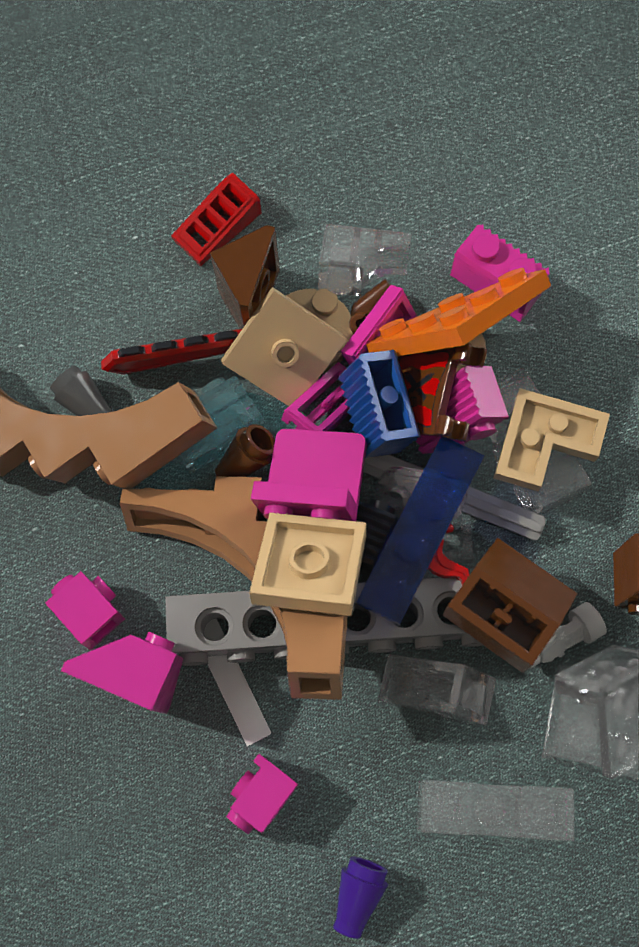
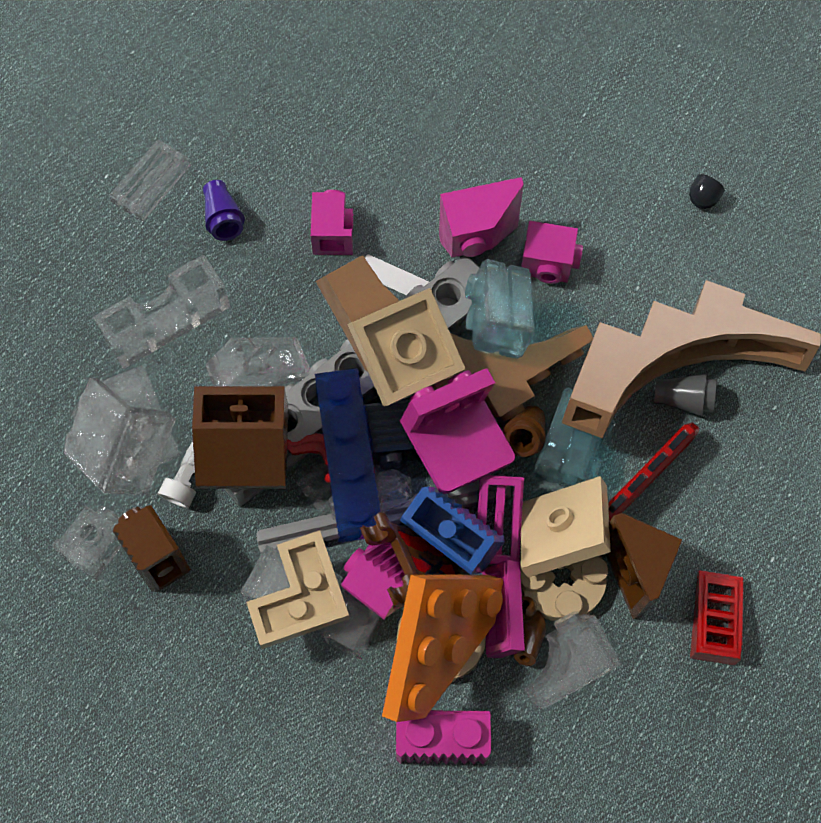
camera: 140 degrees right, 5 degrees down
(188, 555) = (500, 308): none -> clear light blue brick

